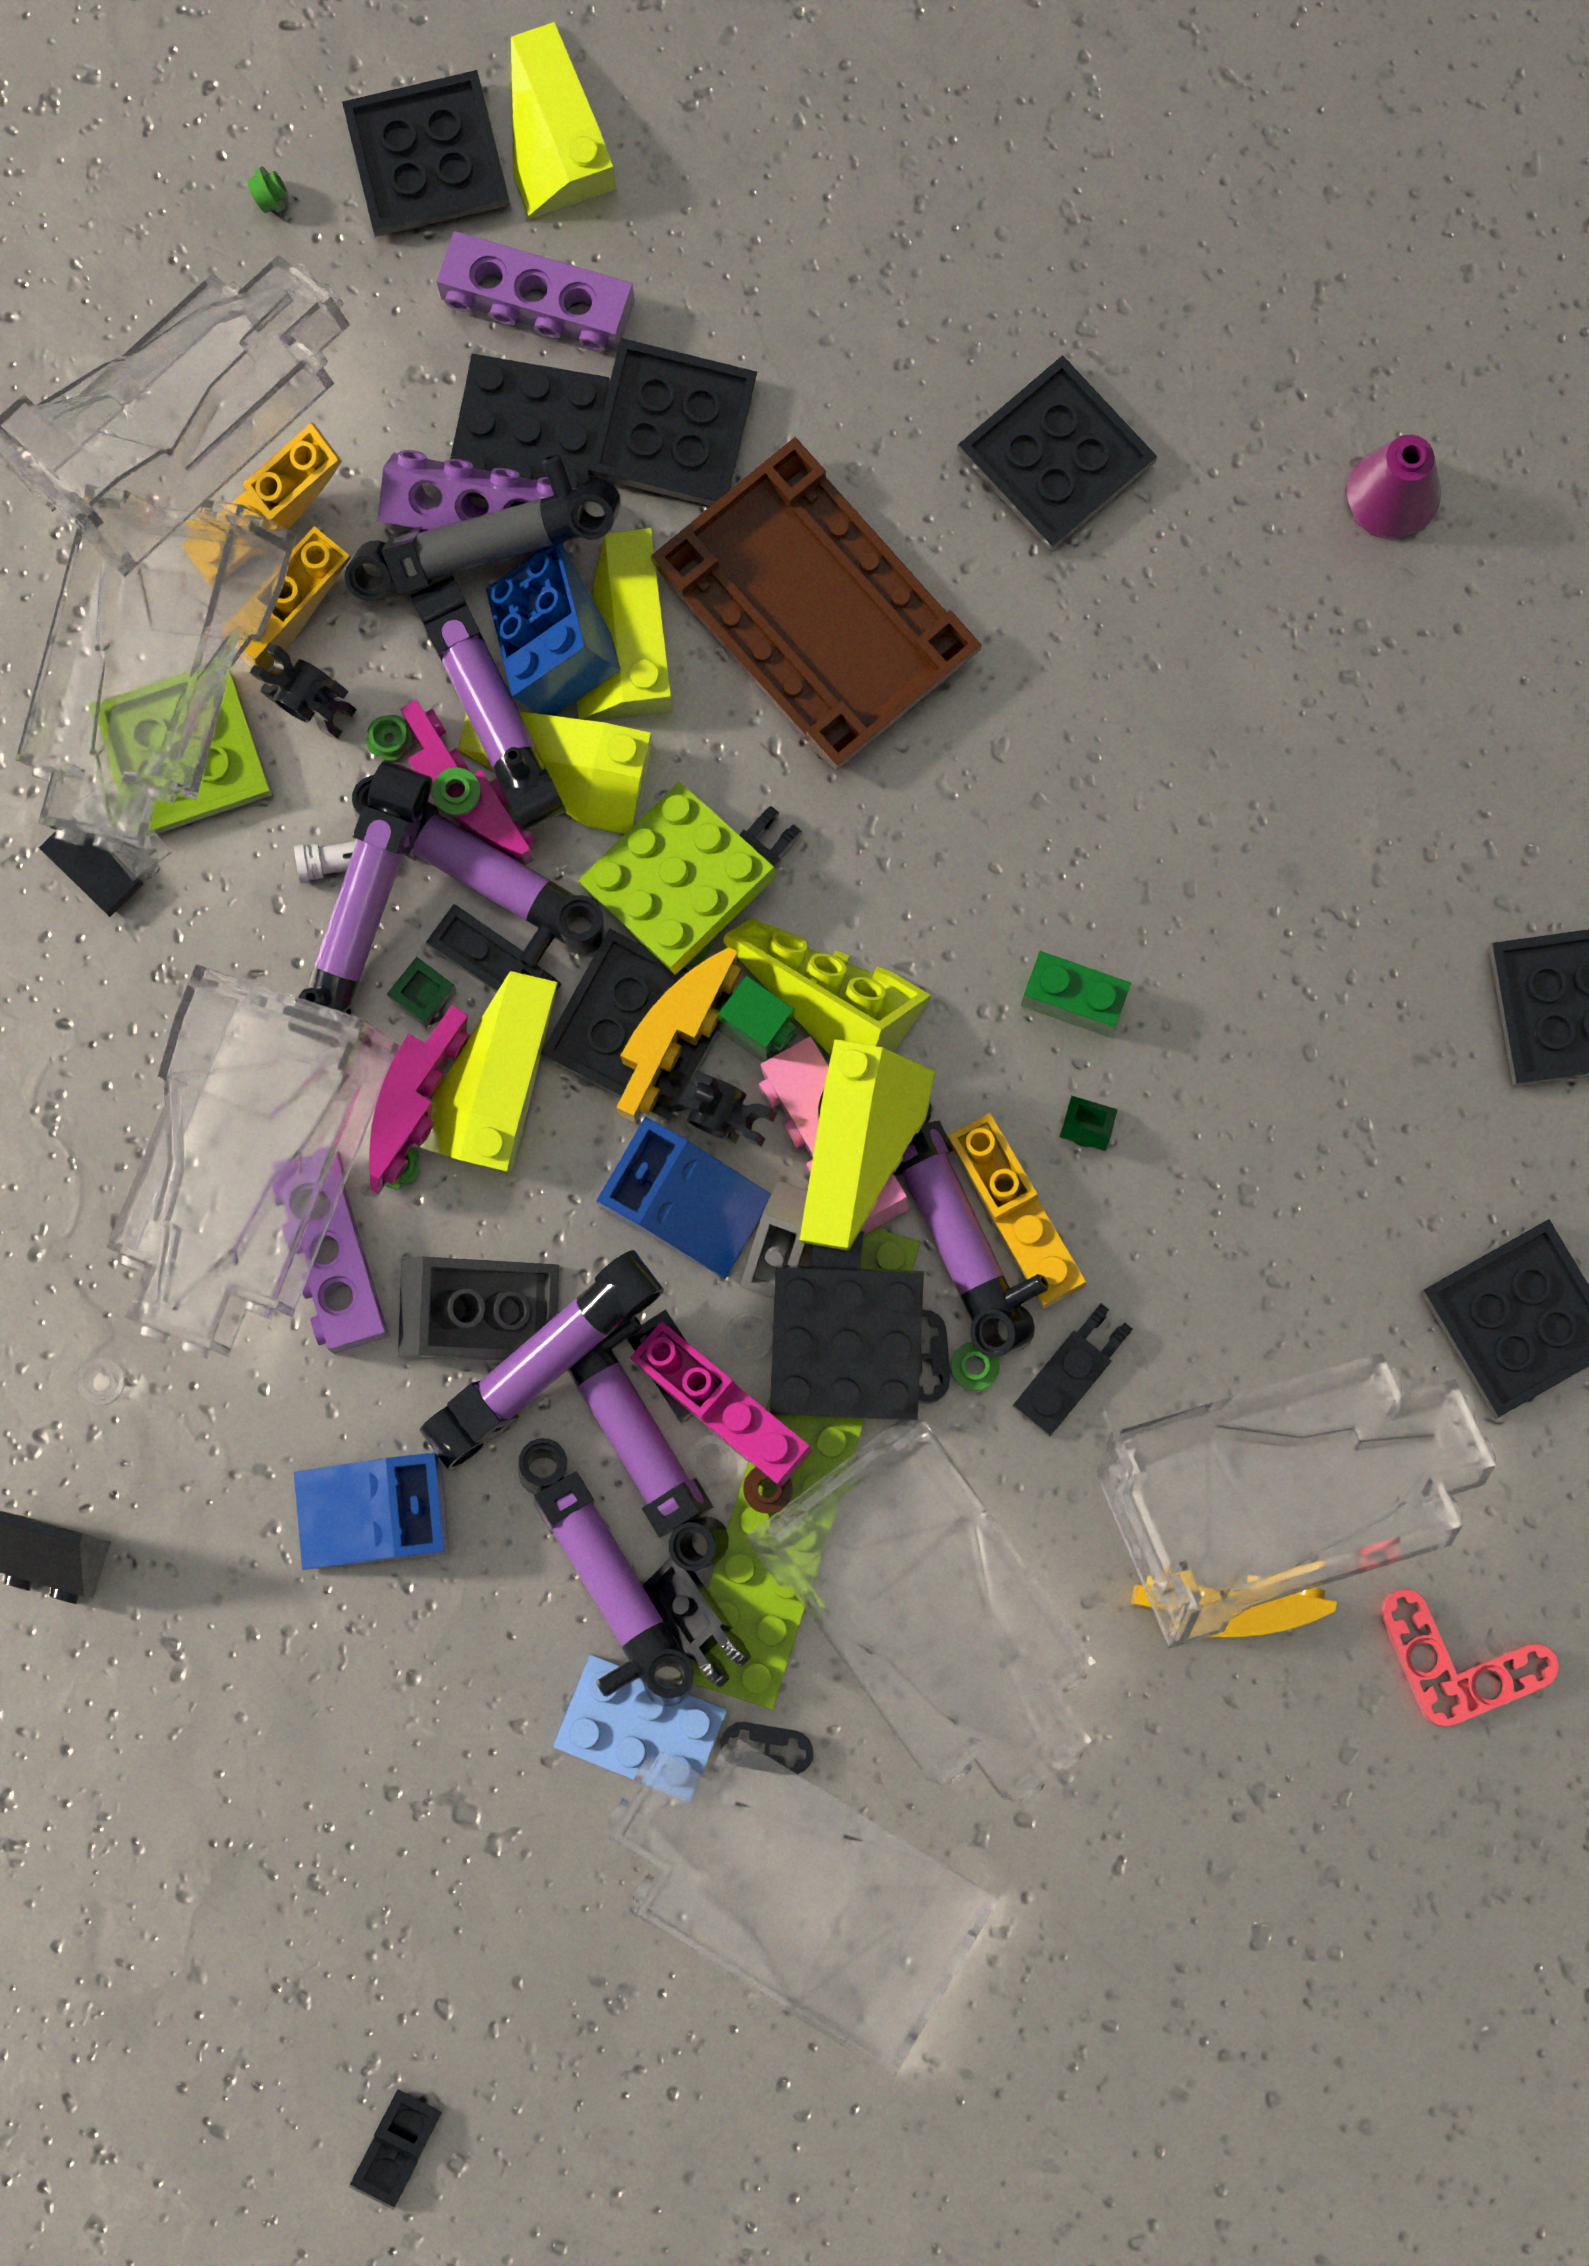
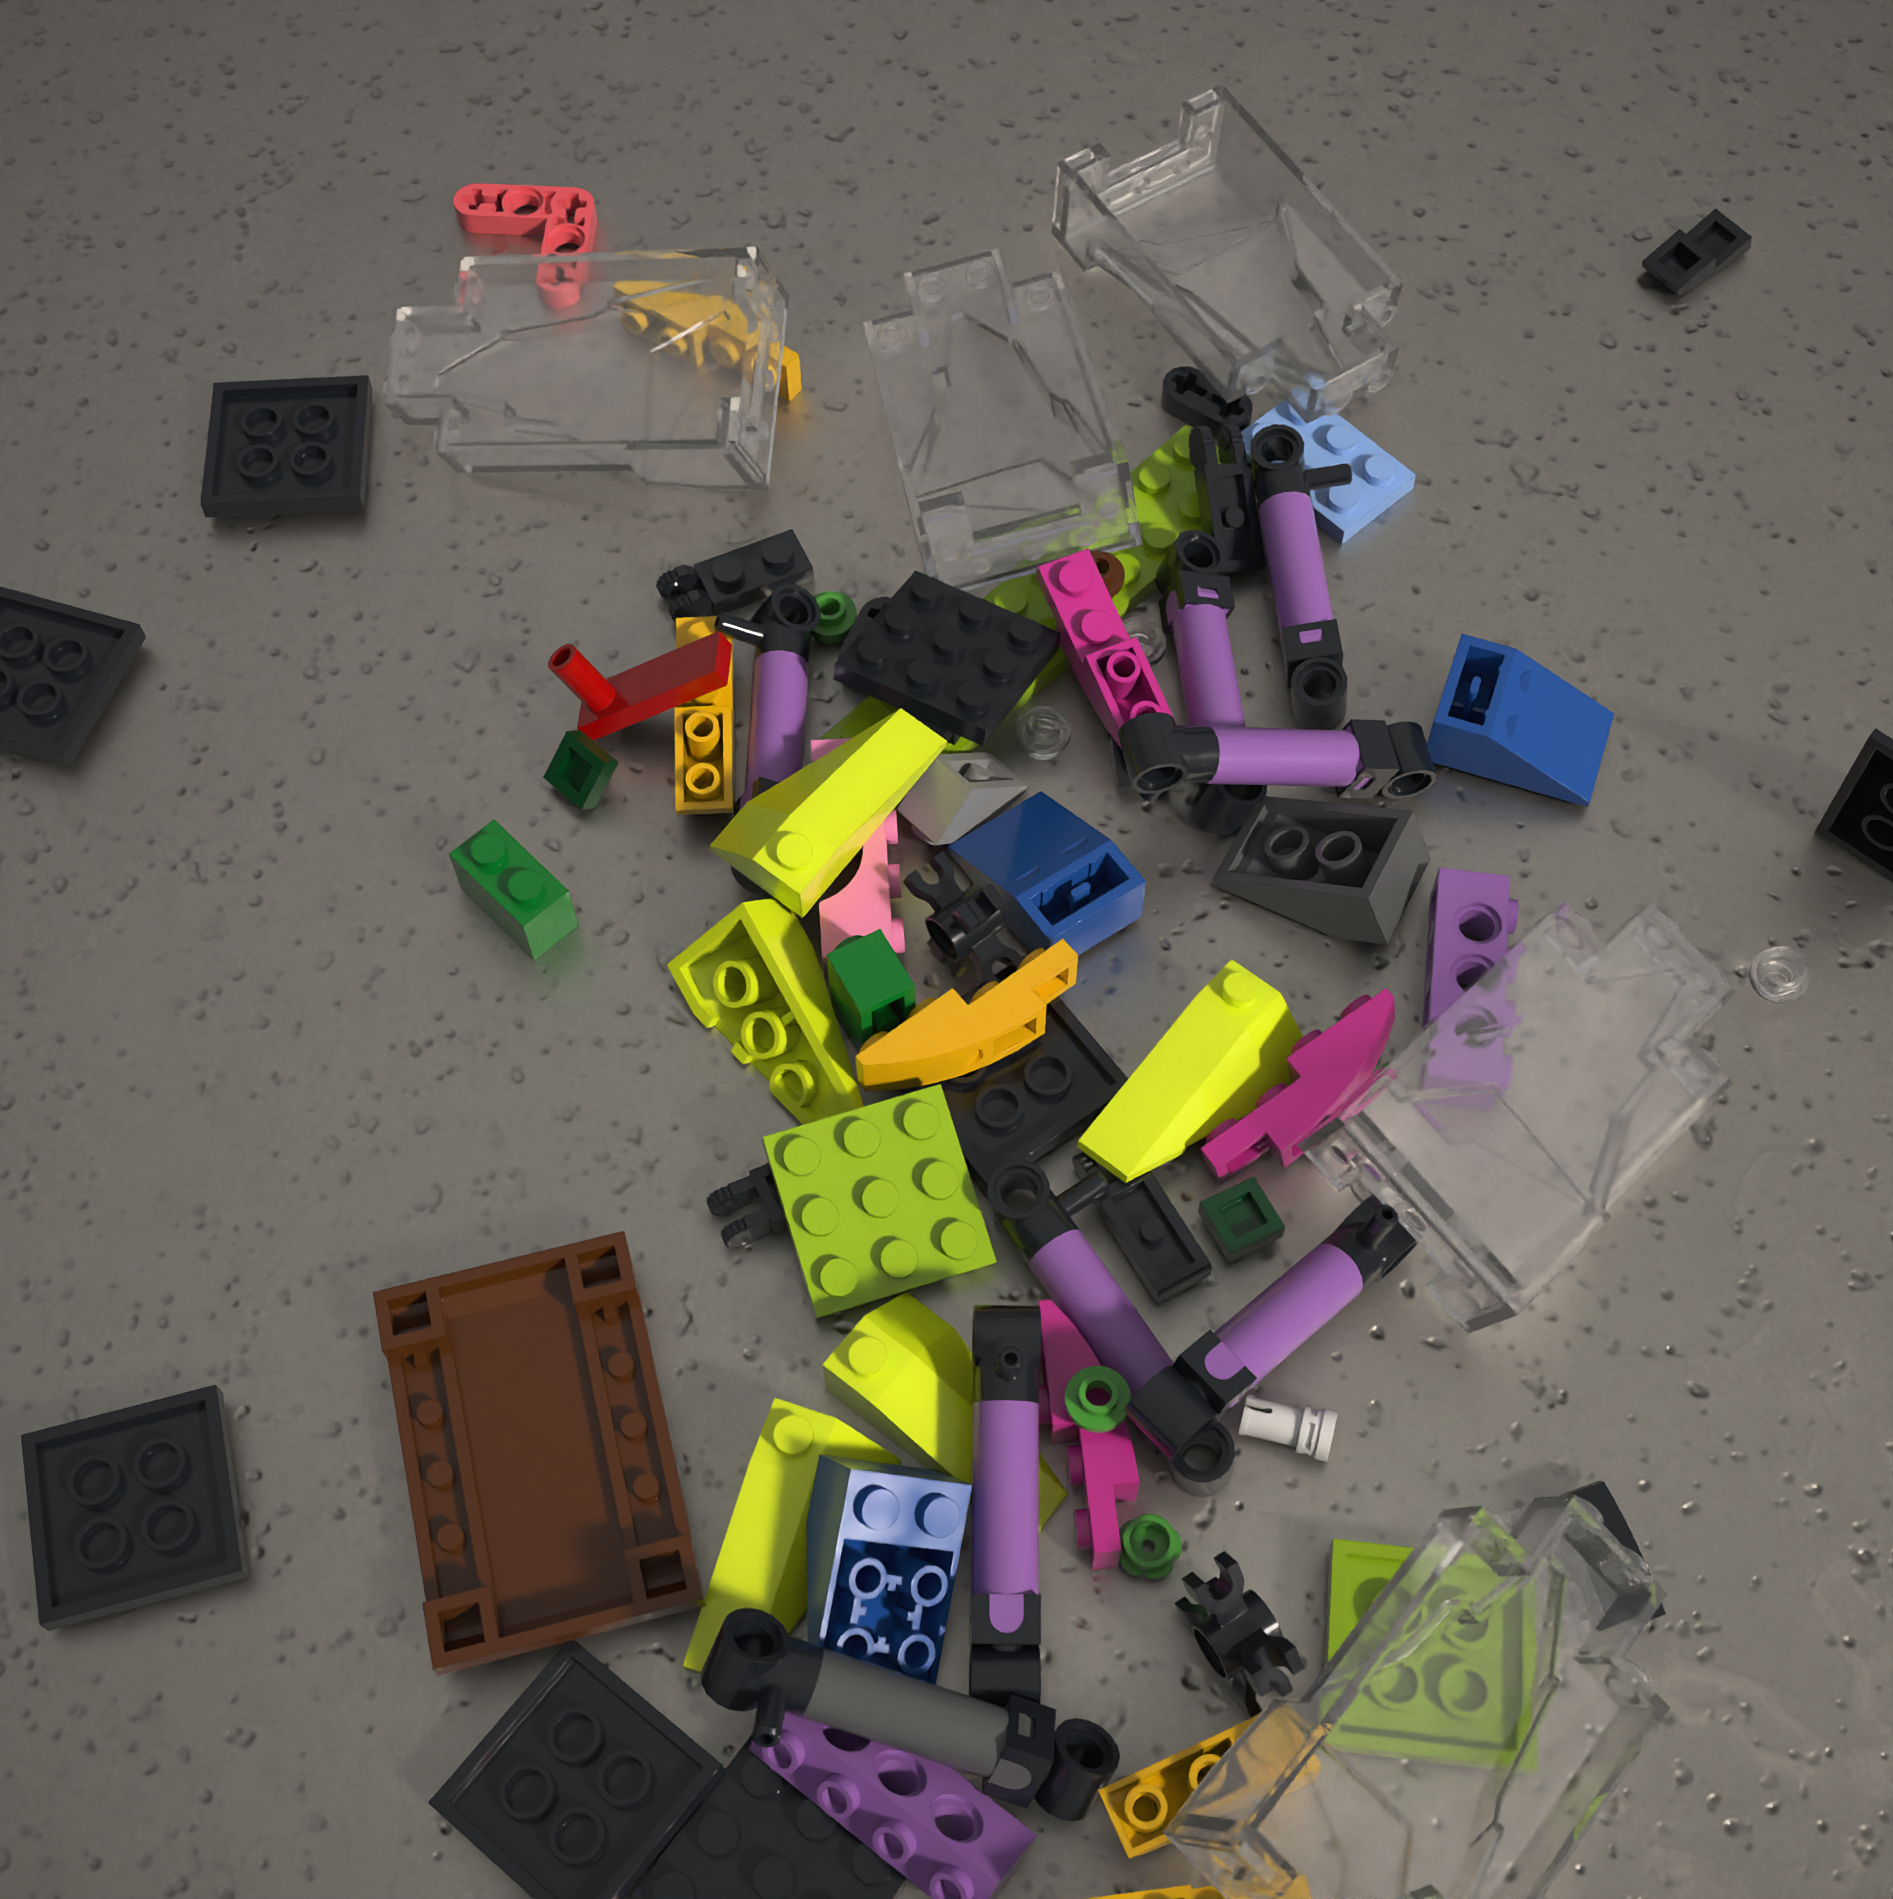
camera: 155 degrees left, 20 degrees down
(1072, 1205) = (644, 689): none -> red piece

